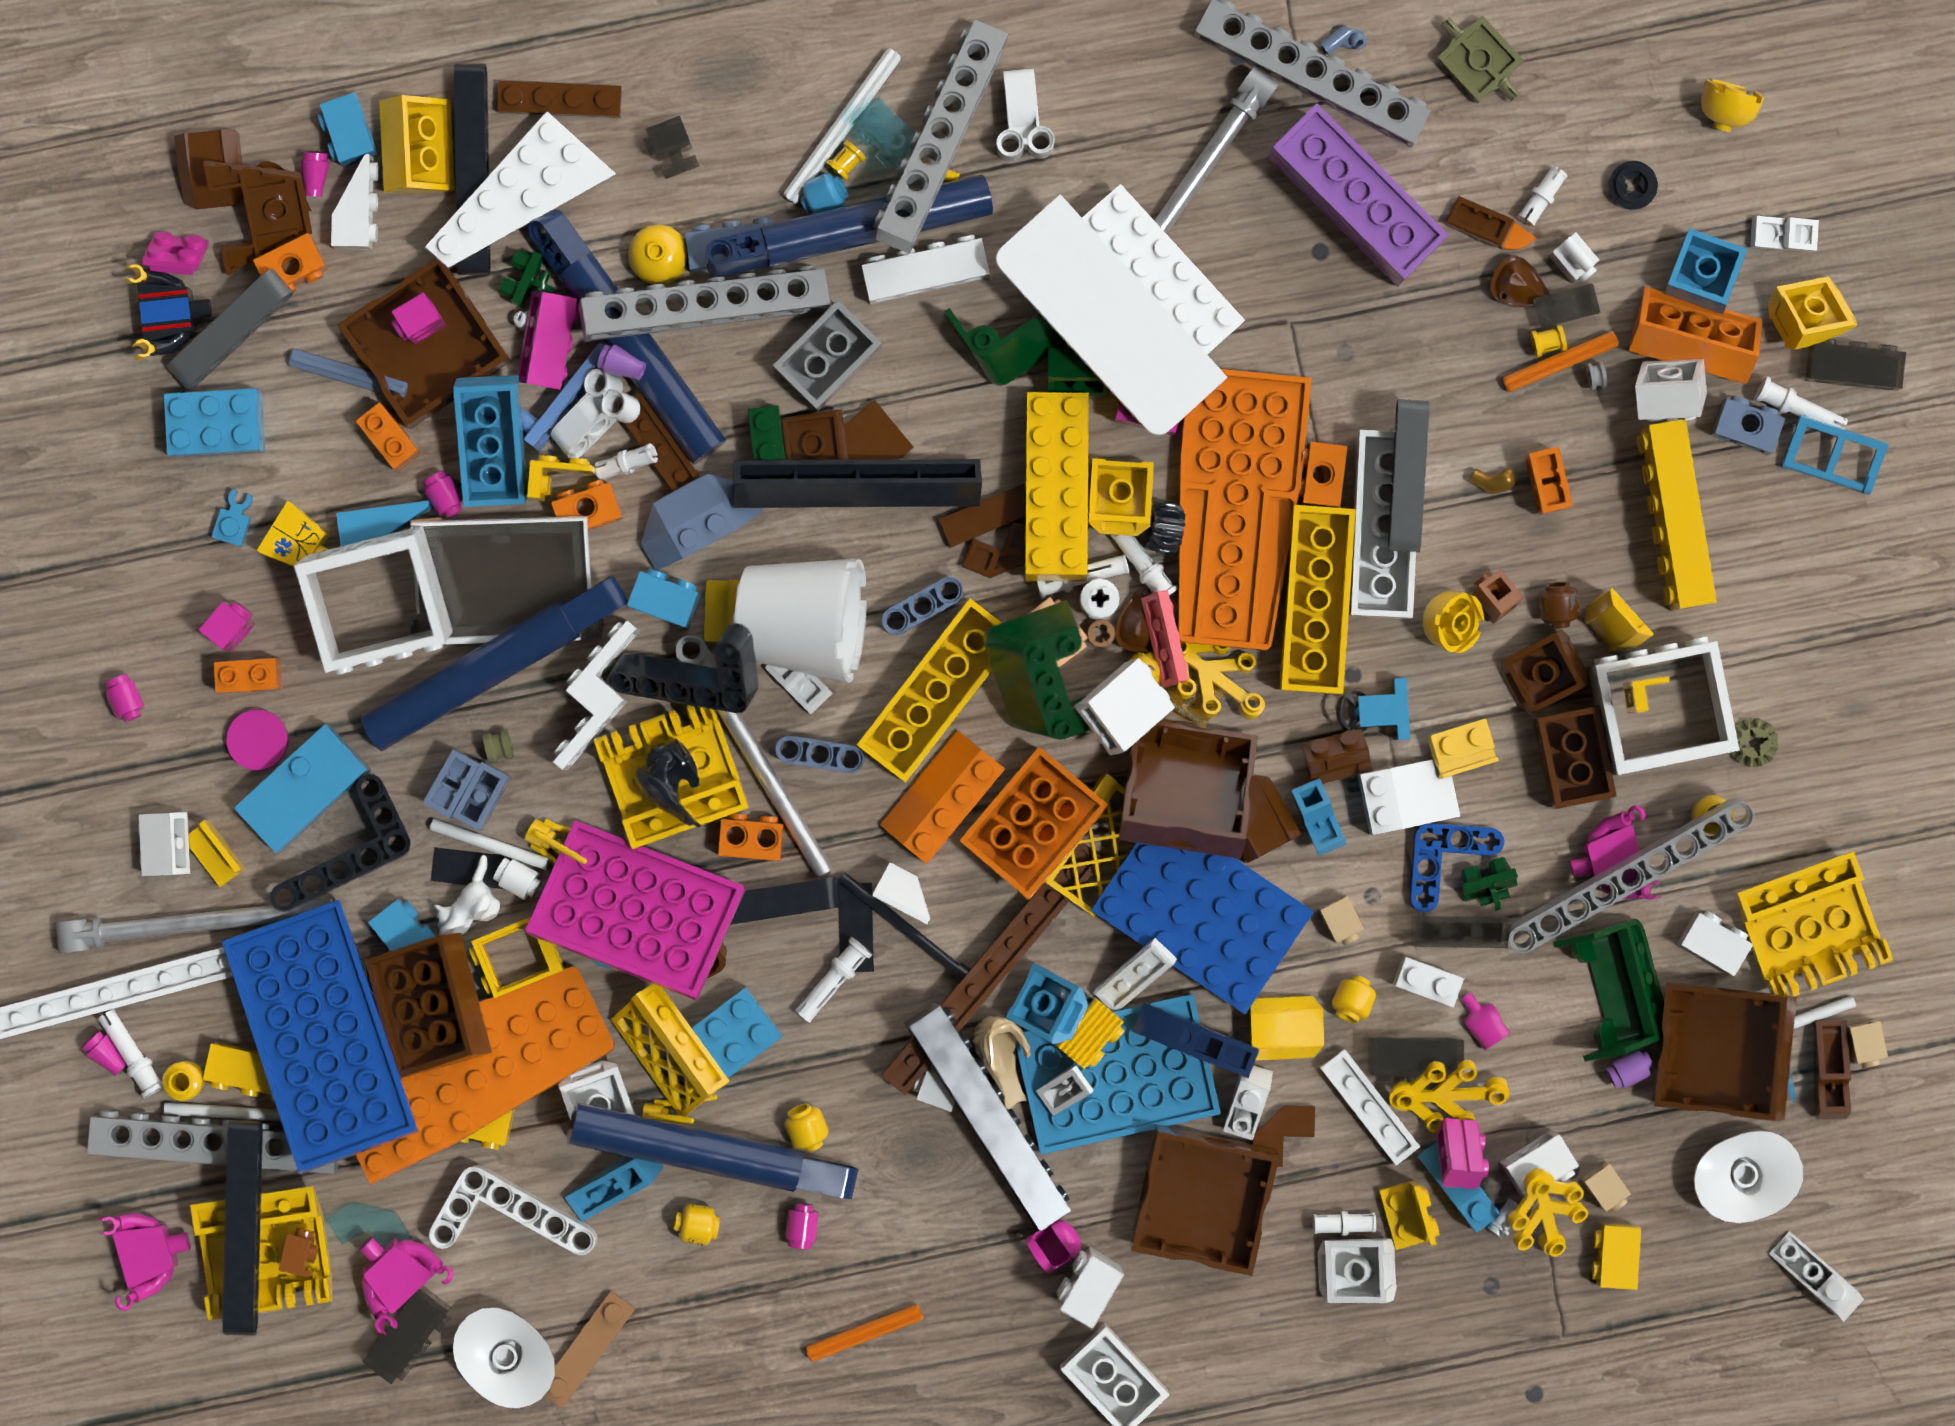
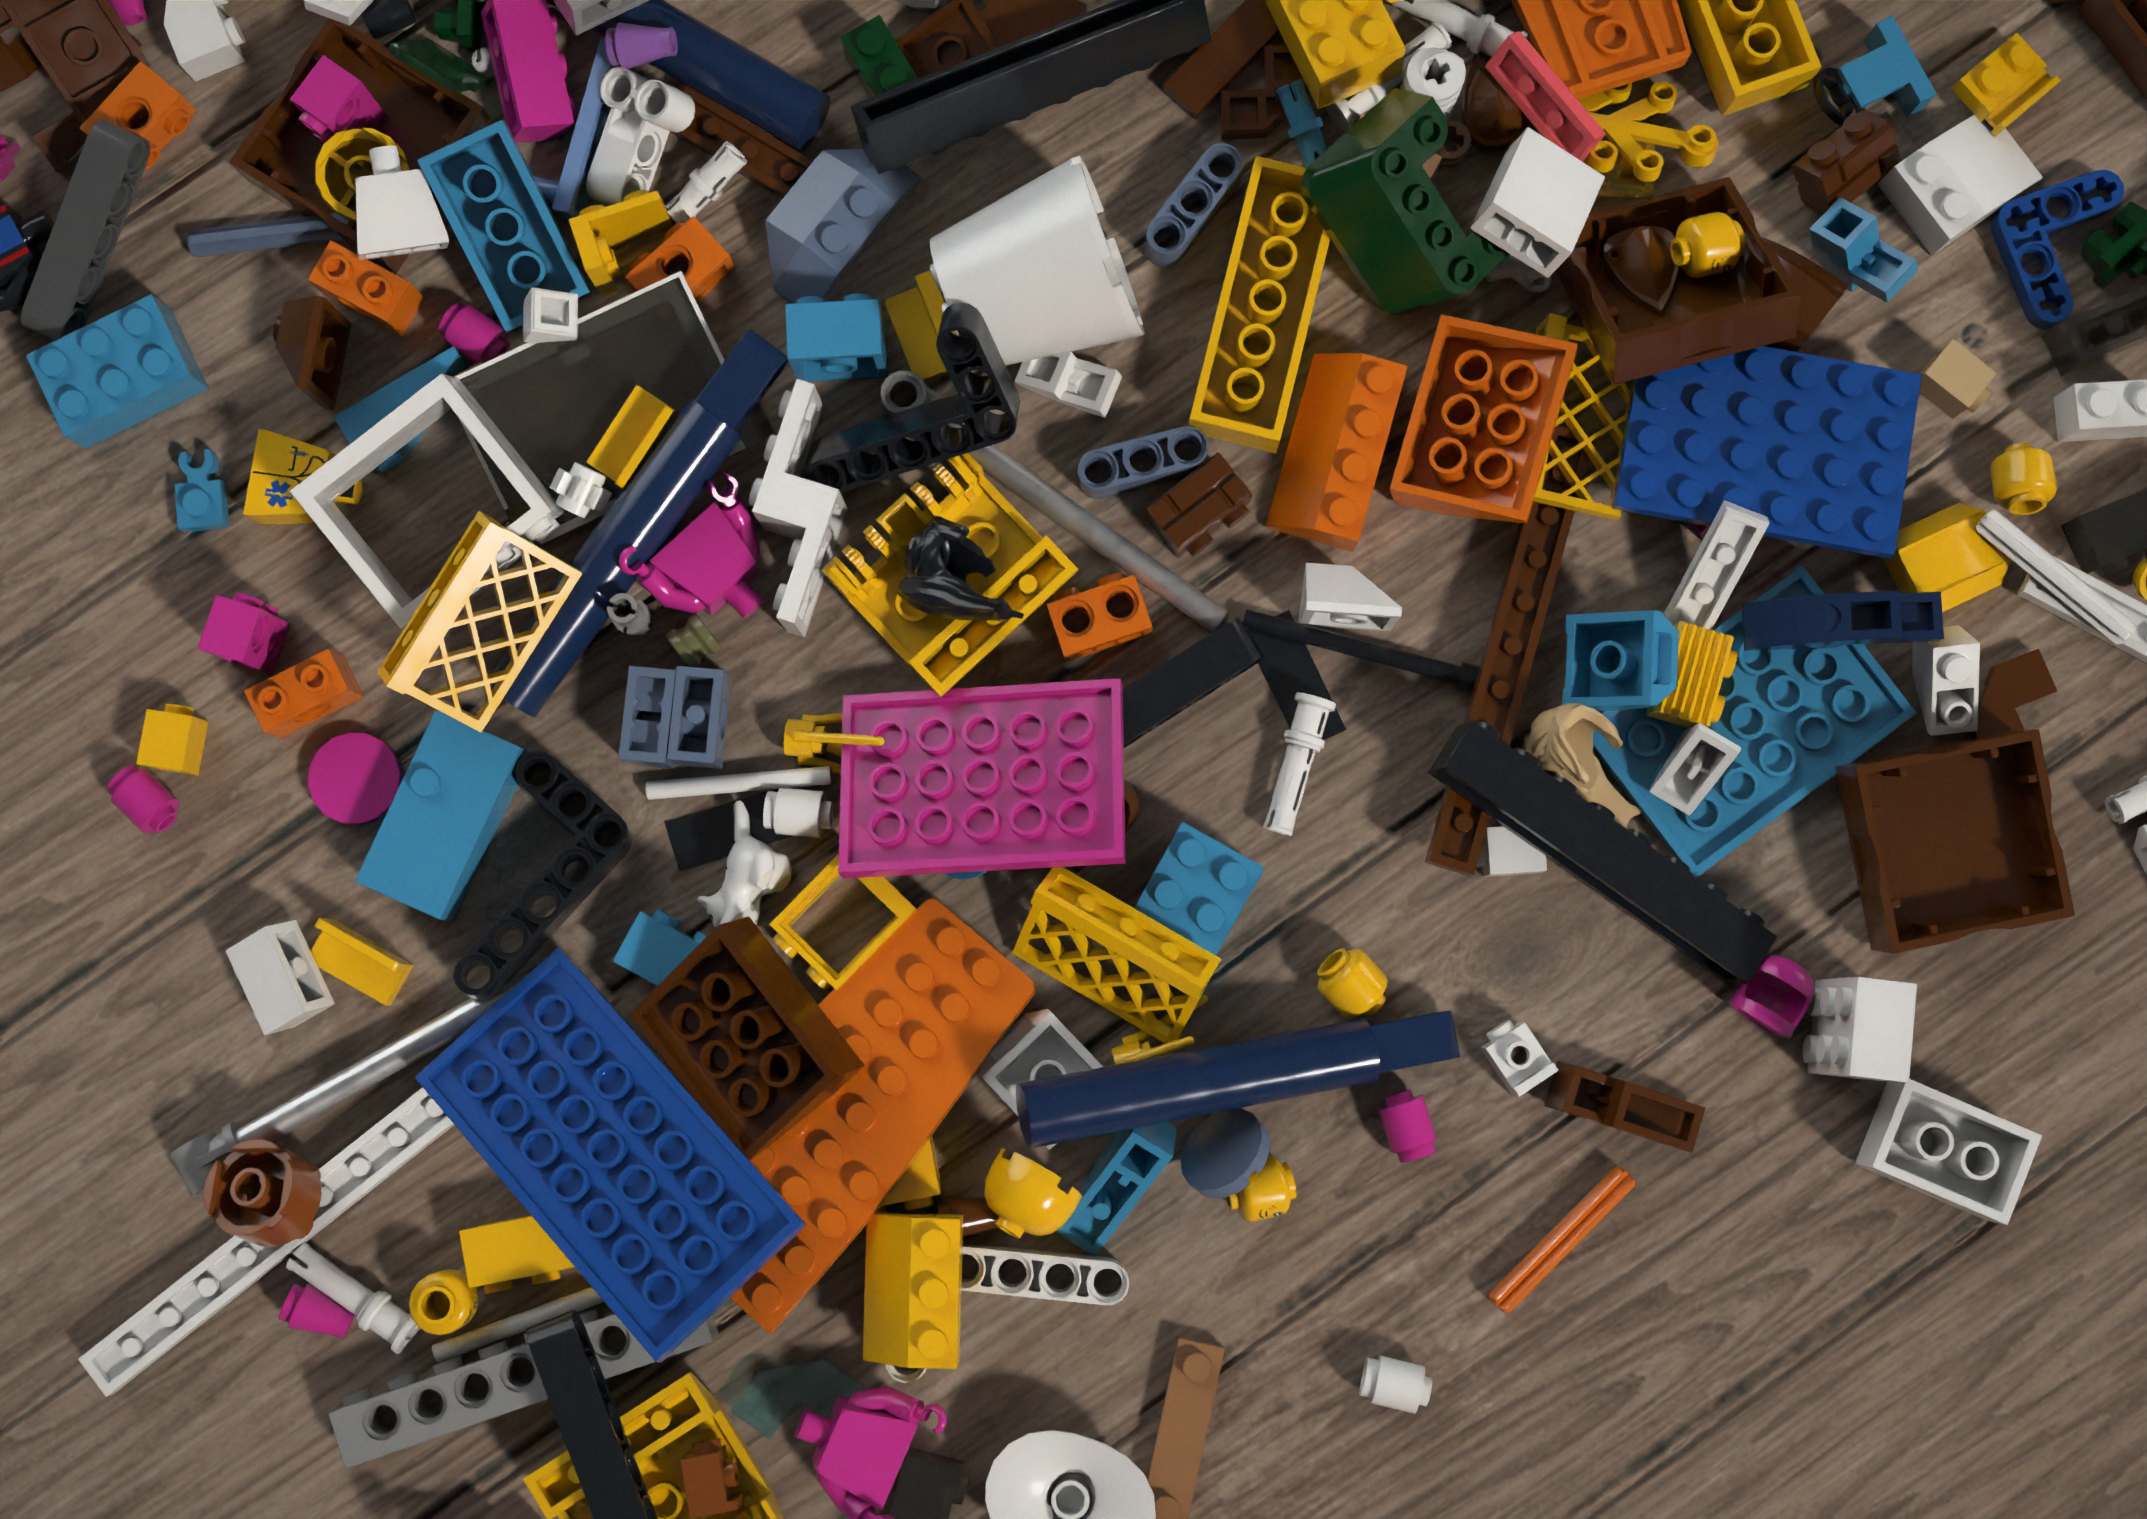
camera: 15 degrees left, 5 degrees down
(107, 956) = (263, 1193): none -> dark orange brick
(156, 669) = (172, 740): none -> yellow brick
(339, 461) = (313, 346): none -> reddish brown slope
(379, 657) = (445, 601): none -> yellow fence
(416, 371) = (344, 160): none -> yellow cylinder
(426, 406) = (395, 210): none -> white torso
(458, 716) = (630, 615): none -> light grey pin
(464, 1195) = (913, 1290): none -> yellow slope
(468, 626) = (580, 490): none -> white gear
(492, 314) = (440, 65): none -> clear green piece
(494, 512) = (549, 316): none -> white slope
(513, 606) = (631, 436): none -> yellow panel
(516, 1166) = (975, 1211): none -> reddish brown cone
(527, 700) = (706, 560): none -> dark pink torso
(555, 1170) = (1027, 1196): none -> yellow cylinder
(684, 1195) = (1225, 1153): none -> sand blue tile
(726, 1373) = (1395, 1384): none -> white brick
(842, 796) = (1199, 506): none -> reddish brown brick
(889, 1226) = (1515, 1077): none -> white brick
(936, 1271) = (1625, 1106): none -> reddish brown slope
(1013, 586) = (1302, 120): none -> dark azure pin
(1179, 768) = (1642, 265): none -> reddish brown piece
(1219, 775) = (1708, 245): none -> yellow head
(1341, 1068) = (2055, 577): none -> white axle

